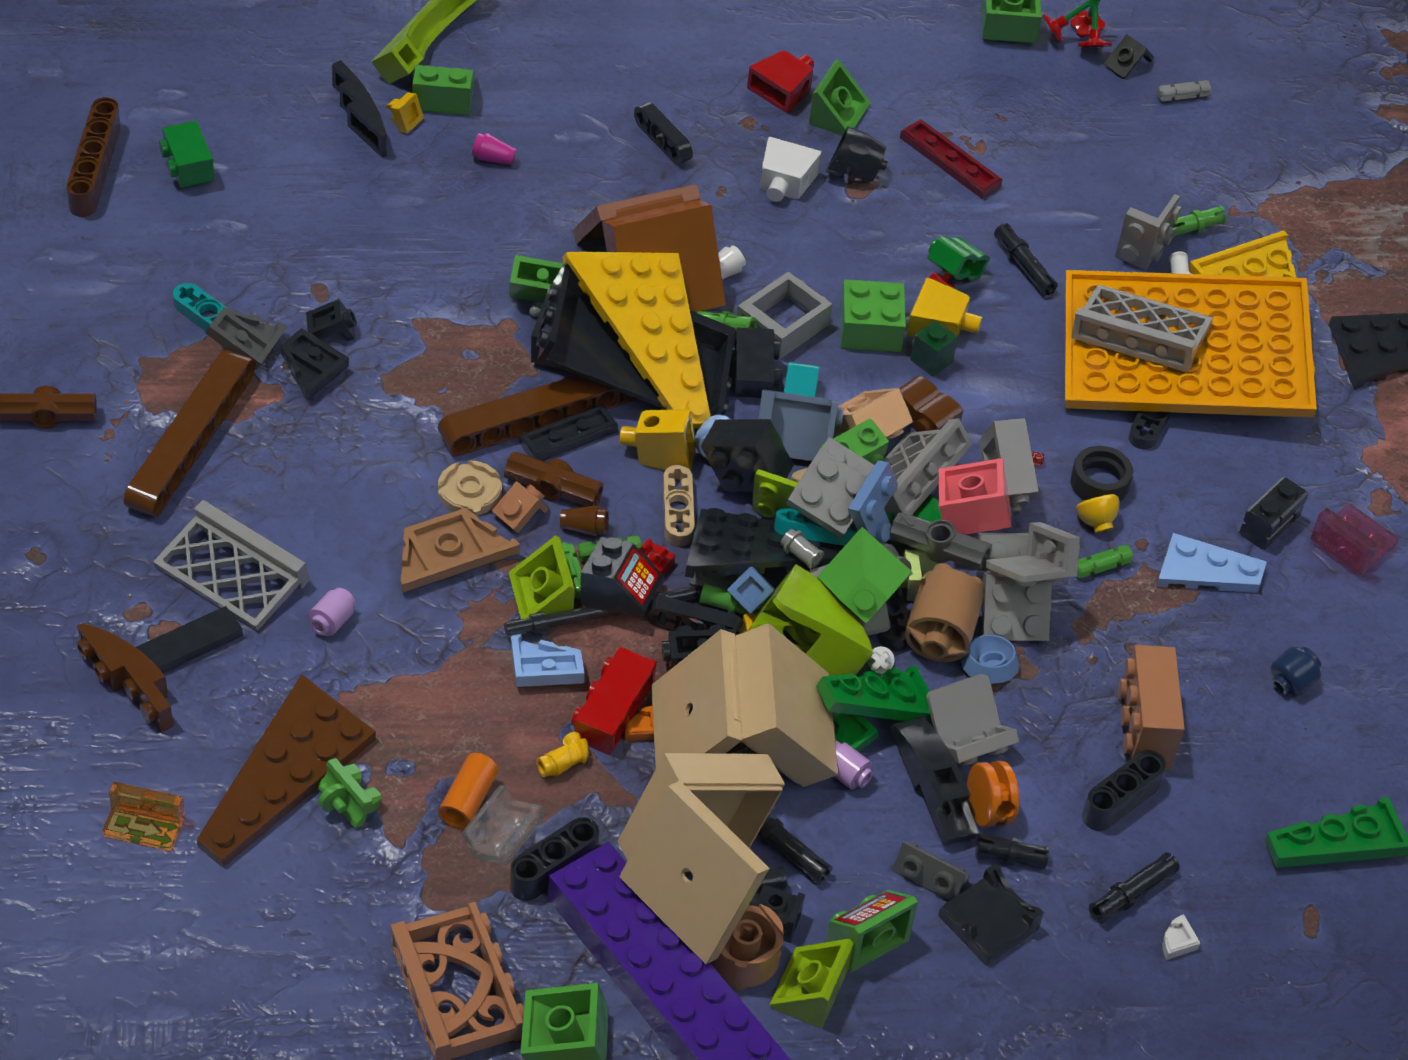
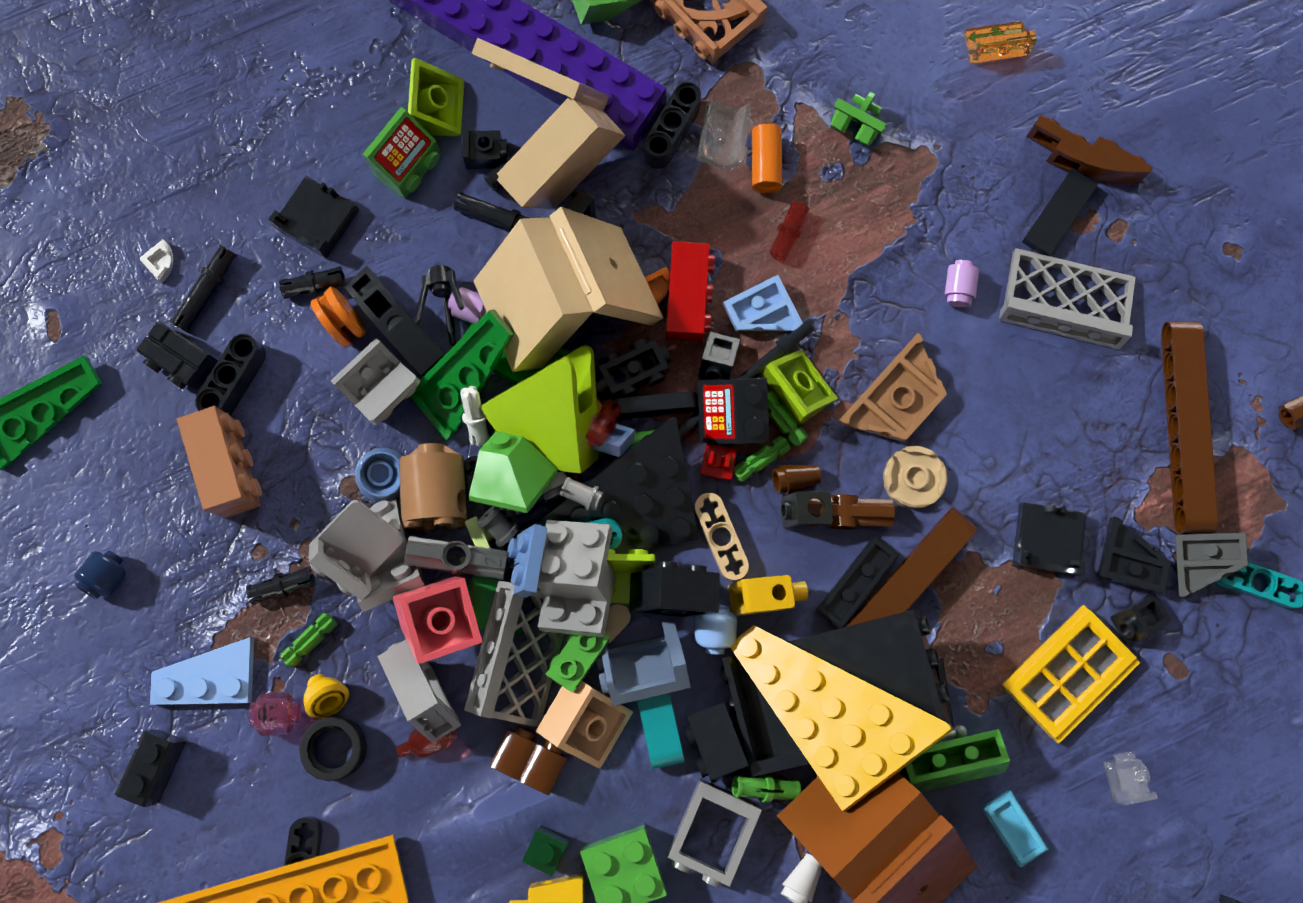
camera: 165 degrees right, 30 degrees up
(283, 768) = (917, 142): reddish brown wing -> none
(375, 401) = (1050, 539): none -> black piece
(414, 231) = (1128, 779): none -> clear brick
(416, 313) = (1070, 673): none -> yellow piece
(479, 722) = (789, 230): none -> clear red axle
(519, 505) = (859, 470): nougat bracket -> none
(526, 238) = (1014, 828): none -> medium azure tile
(564, 757) = (707, 222): yellow arm -> none
(599, 483) = (795, 508): none -> pearl dark grey bracket
(609, 635) = (718, 357): none -> black bracket
(752, 949) = (495, 101): nougat brick -> none
(757, 592) = (603, 424): none -> clear red axle
(872, 791) = (440, 282): none -> black plant
(930, 871) = (360, 238): dark grey hinge -> none
(1118, 607) = (280, 585): none -> black pin
(1148, 512) = (274, 713): none -> clear pink head
(1177, 828) = (177, 356): none -> black brick
(1353, 537) = (66, 775): clear pink bracket -> none

